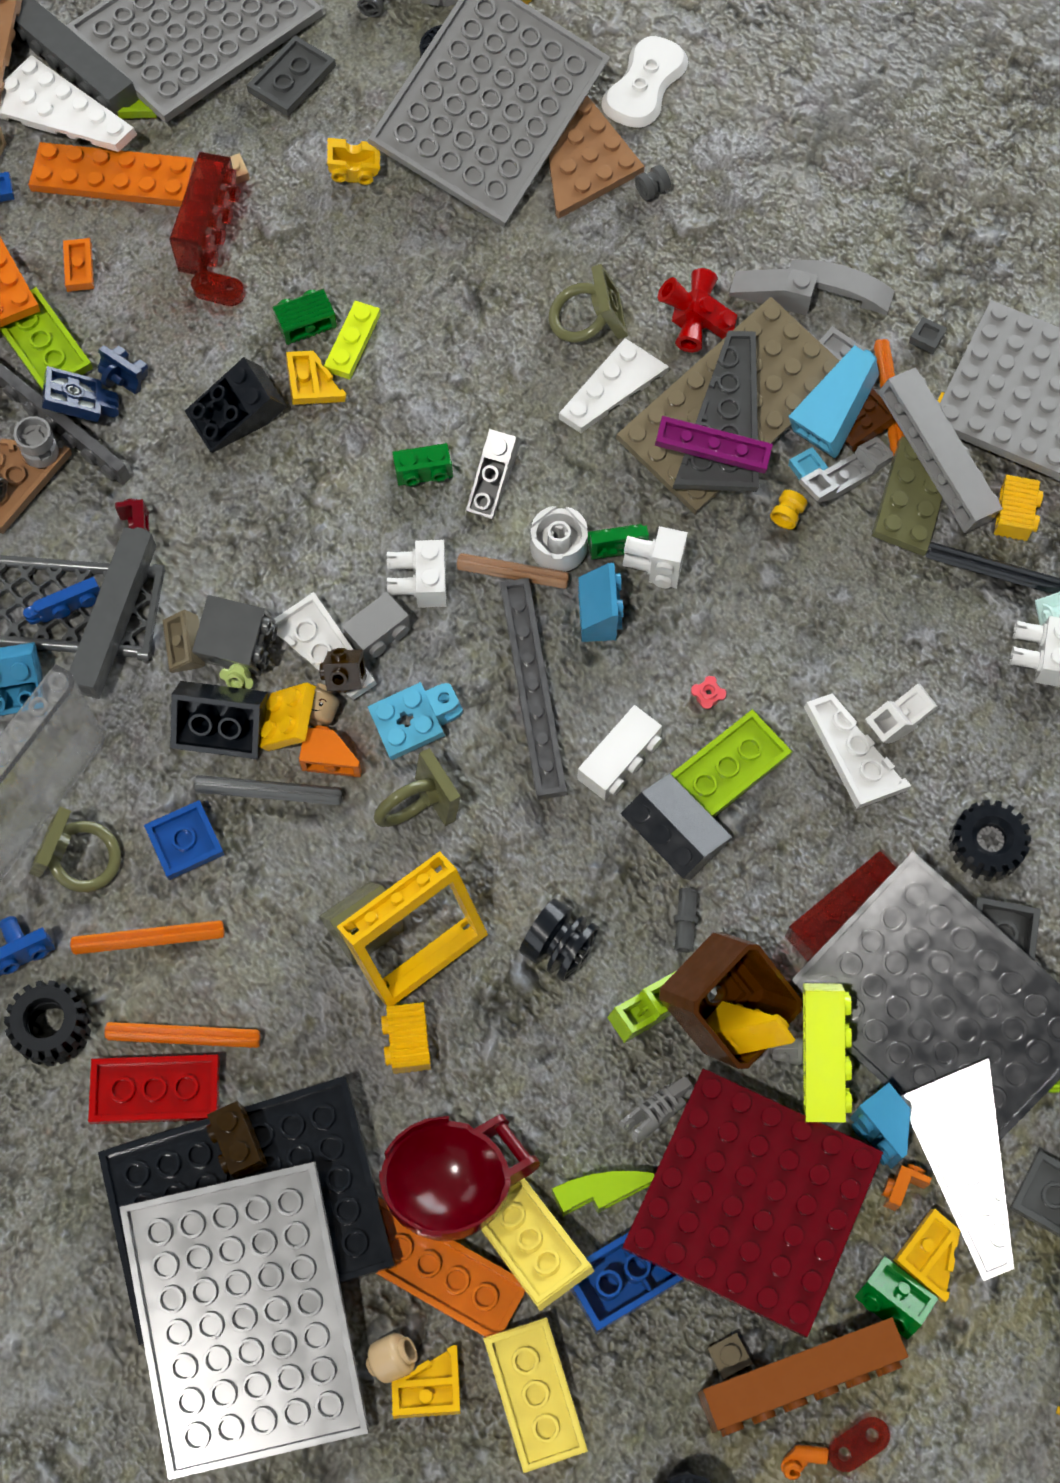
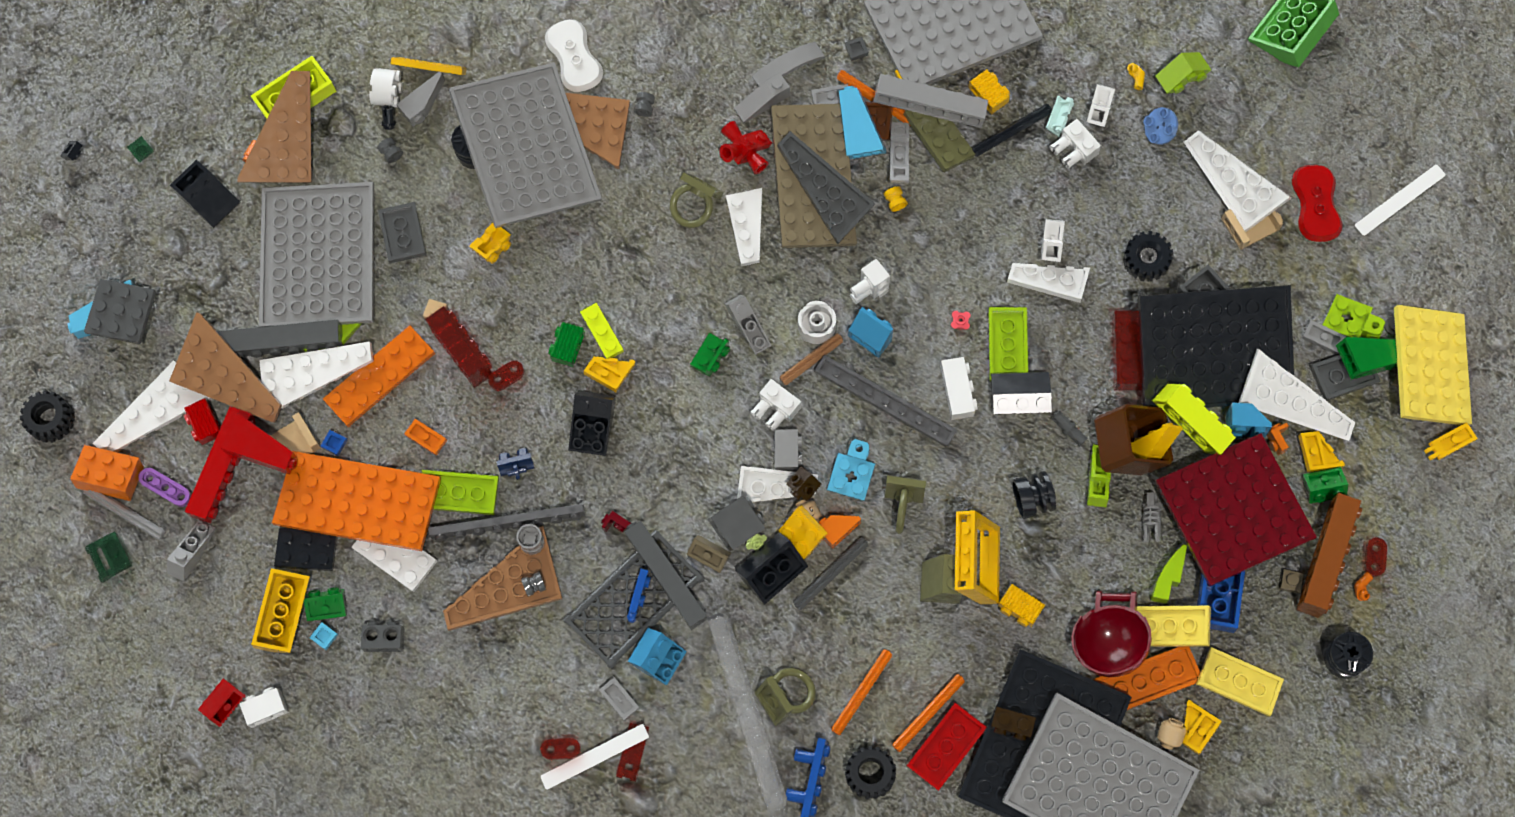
camera: 45 degrees left, 5 degrees up
(77, 395) = (515, 497): dark blue piece -> none
(184, 840) = (824, 635): blue plate -> none
(612, 541) = (841, 293): green bracket -> none
(713, 444) = (836, 205): magenta plate -> none
(806, 463) = (879, 169): medium azure plate -> none

